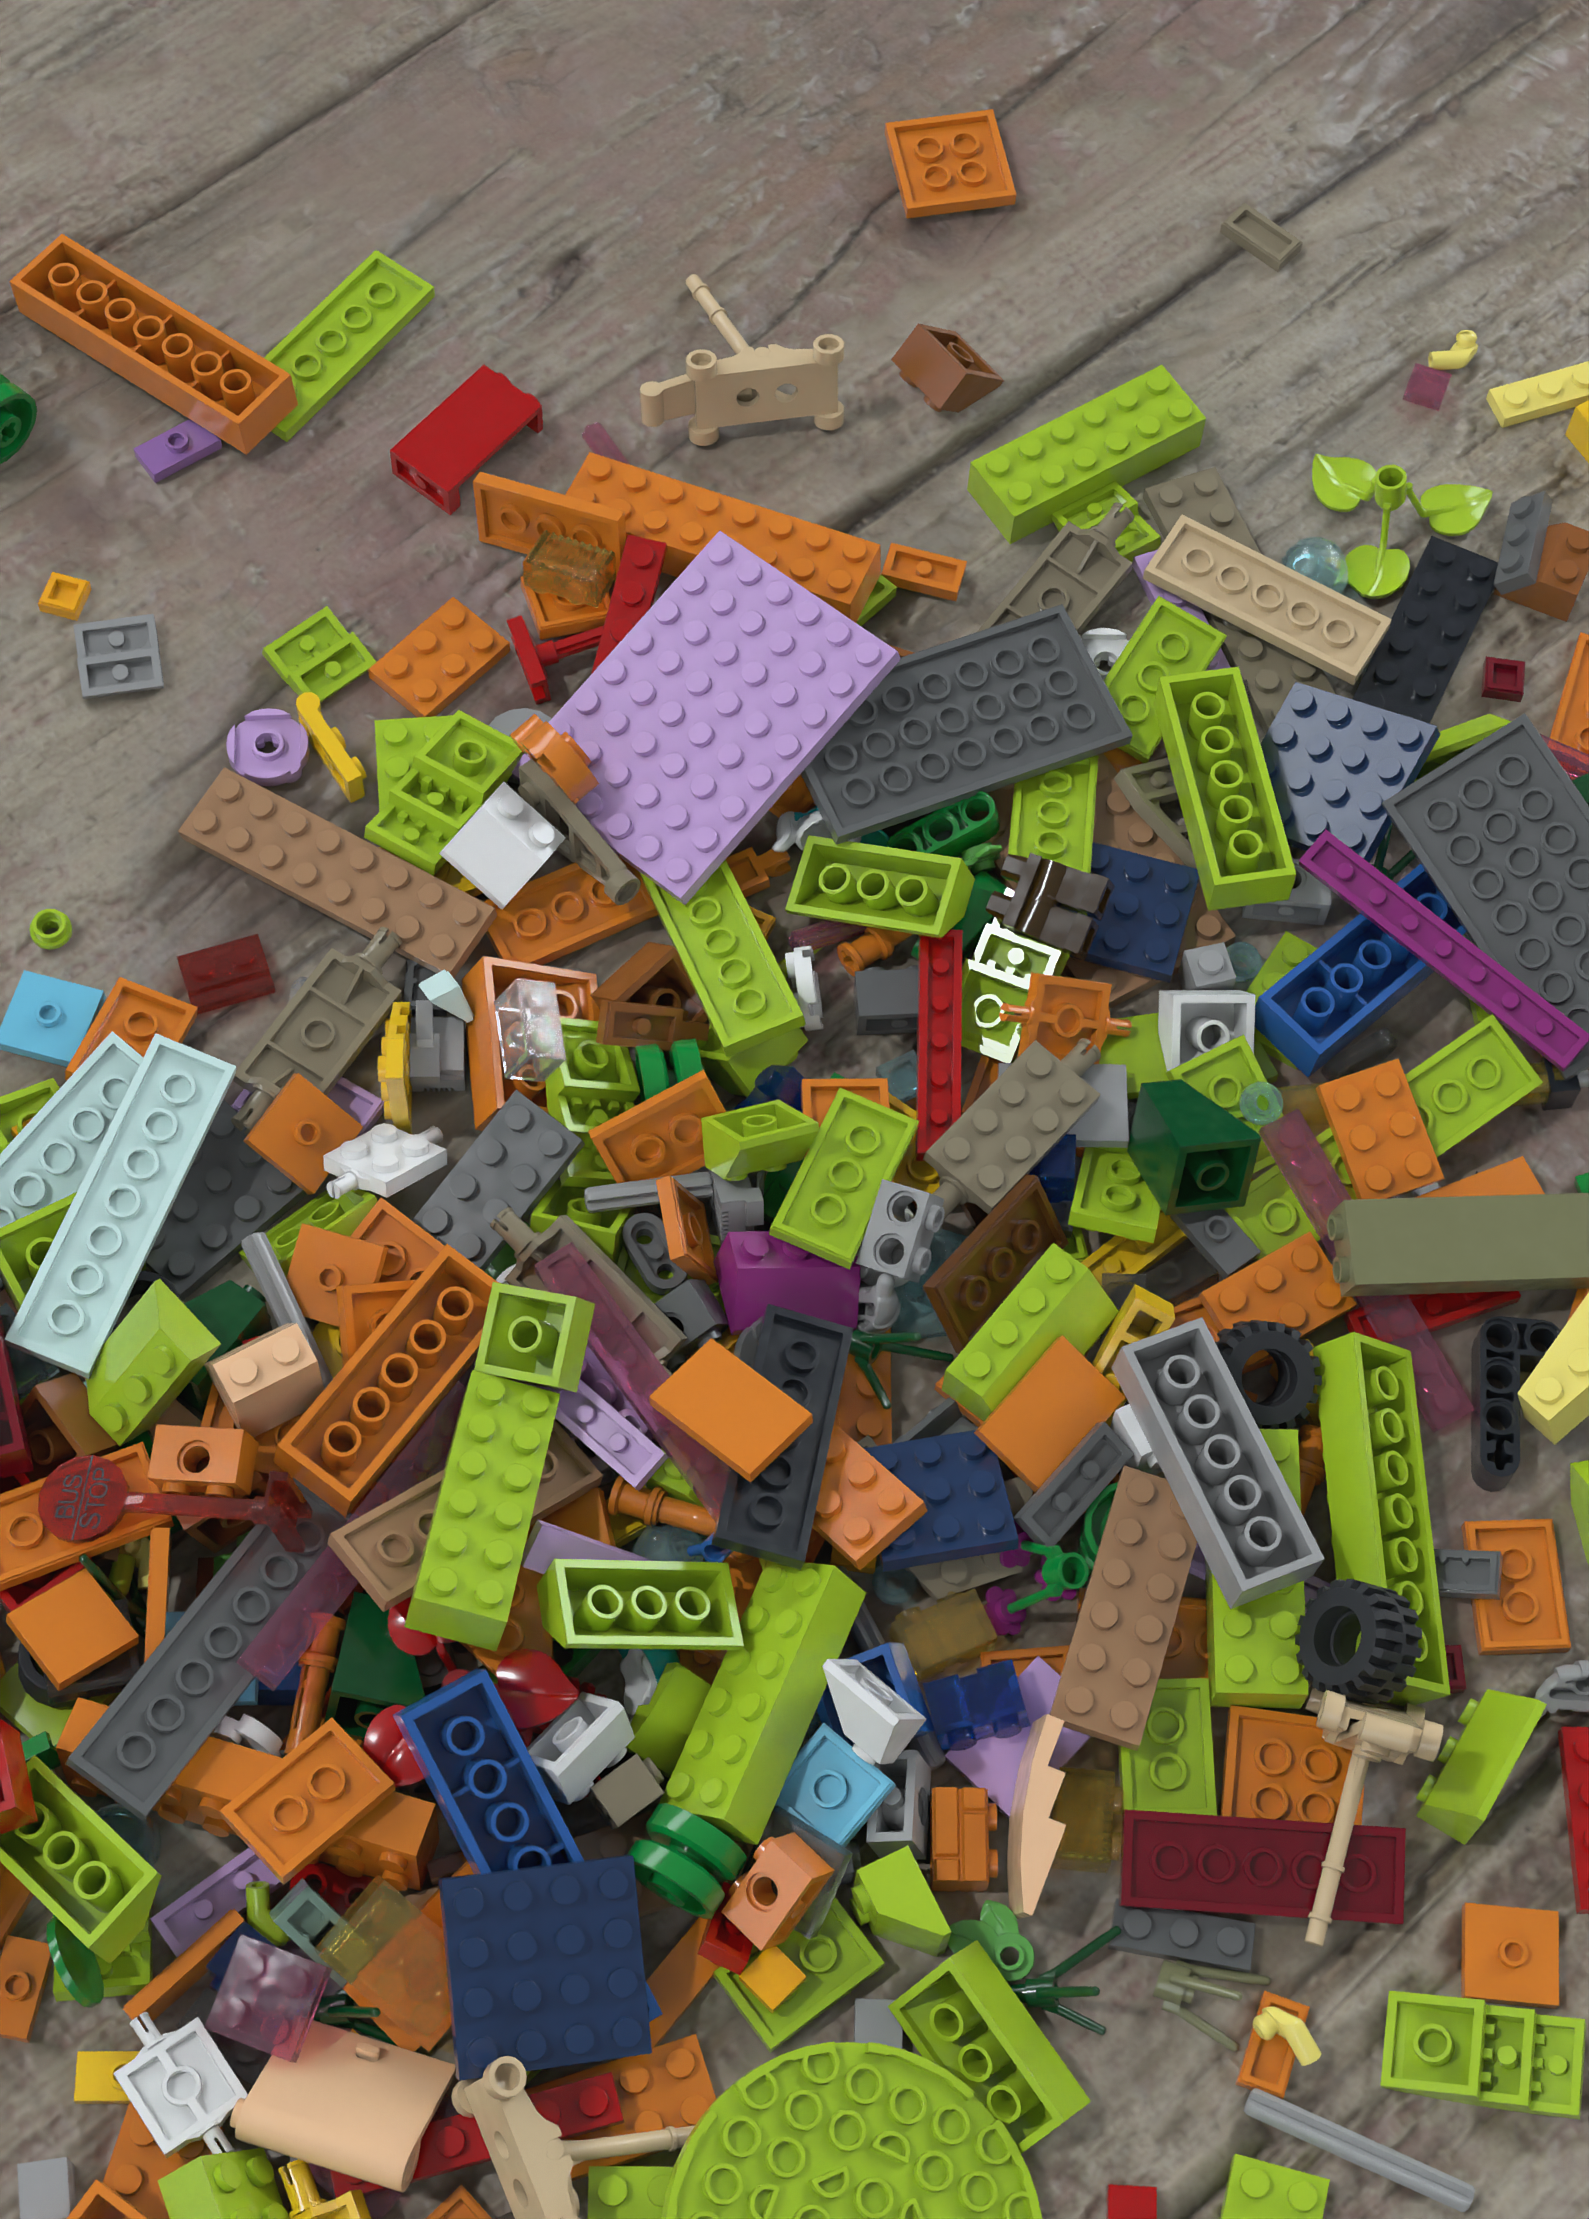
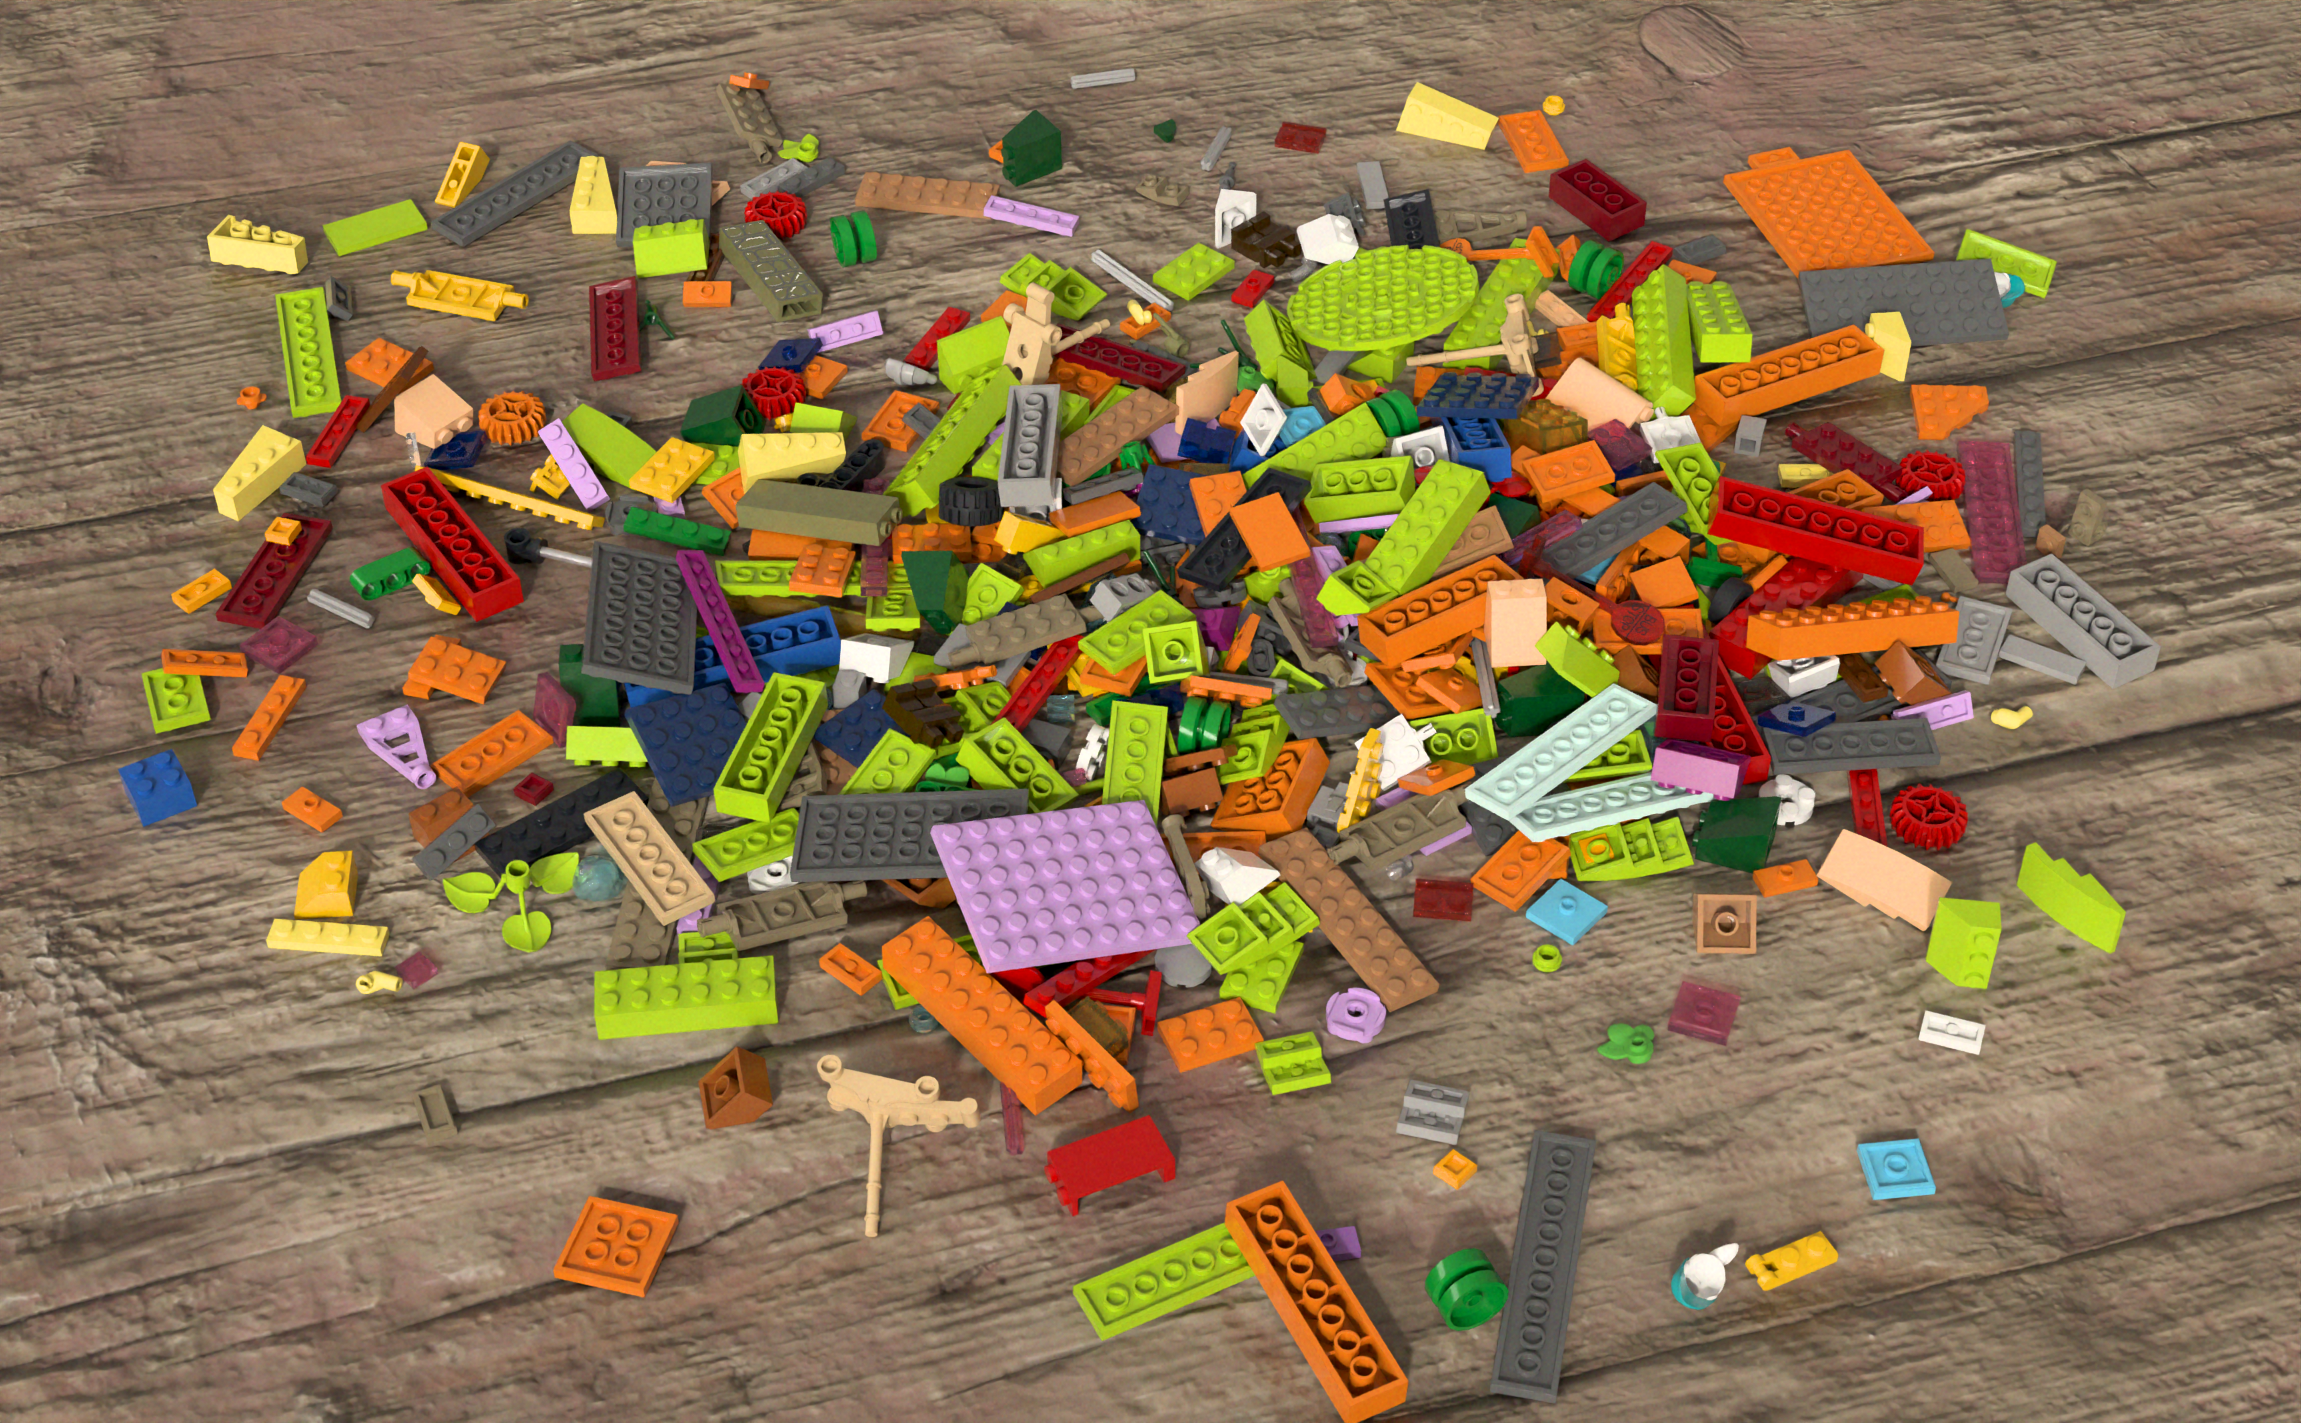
camera: 150 degrees left, 20 degrees down
(331, 747) = (1313, 996): yellow plate -> none
(447, 994) = (1315, 812): light aqua slope -> none
(530, 1030) = (1276, 761): clear brick -> none
(556, 756) = (1176, 880): orange piece -> none
(709, 1552) = (1306, 511): blue hand -> none
(1249, 1106) = (879, 595): clear light blue plate -> none
(1385, 1647) = (1007, 366): black tyre -> none

